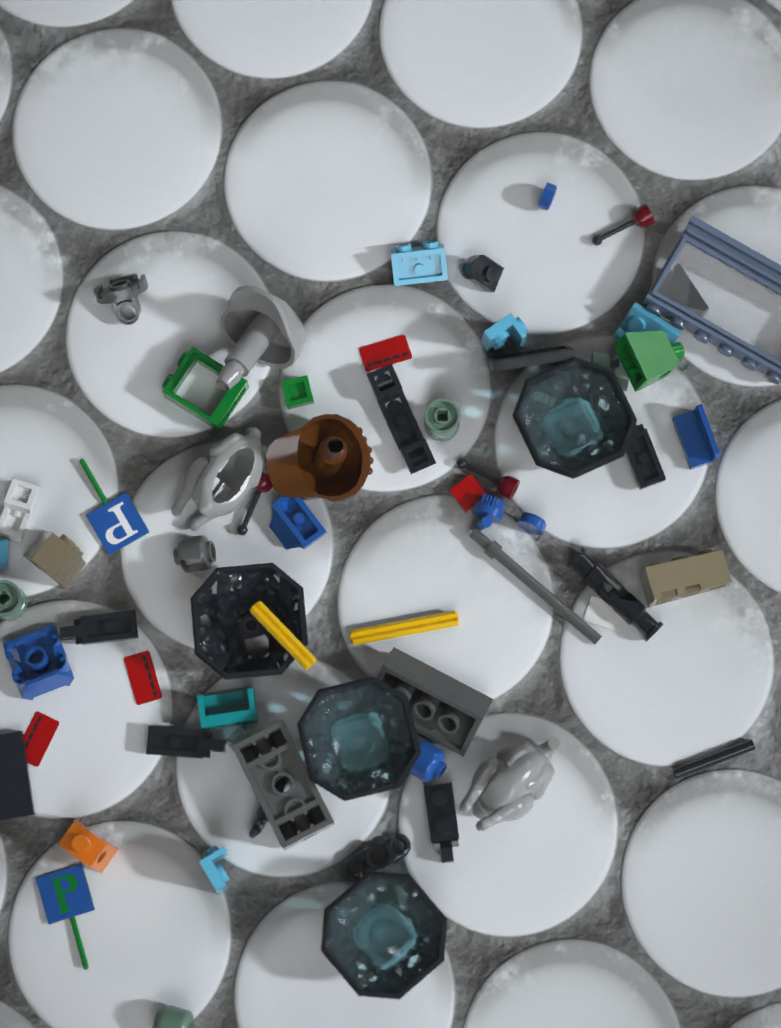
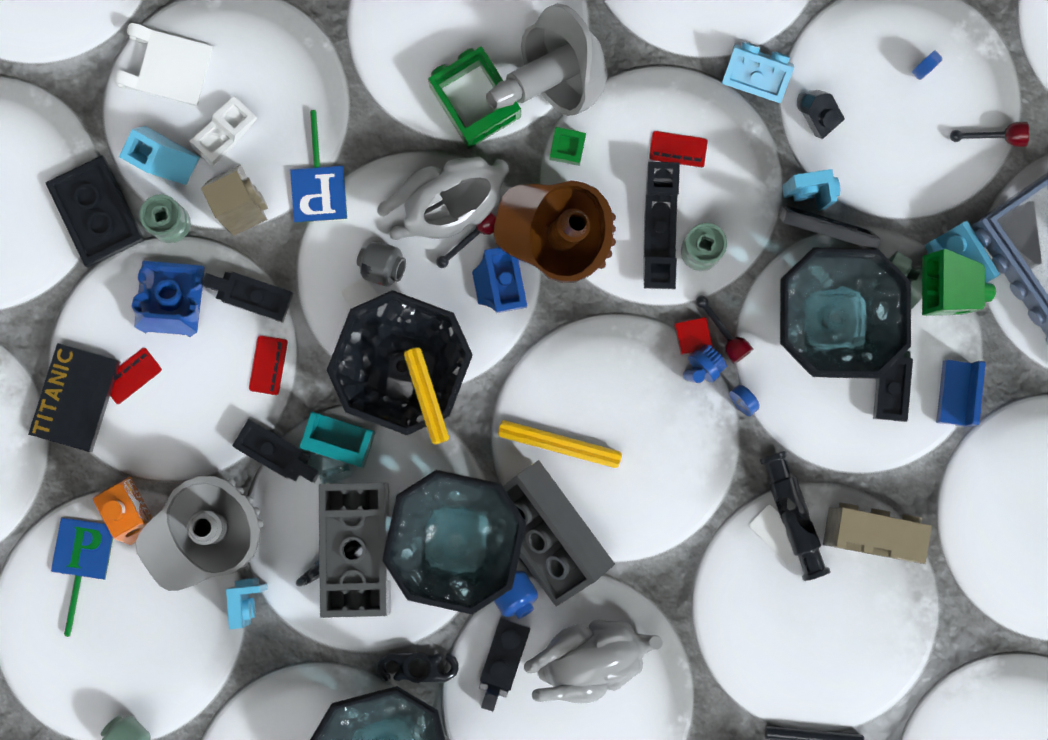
camera: 20 degrees right, 5 degrees up
(156, 831) = (200, 533): none -> light grey piece
(493, 550) = (692, 408): dark grey bar -> none

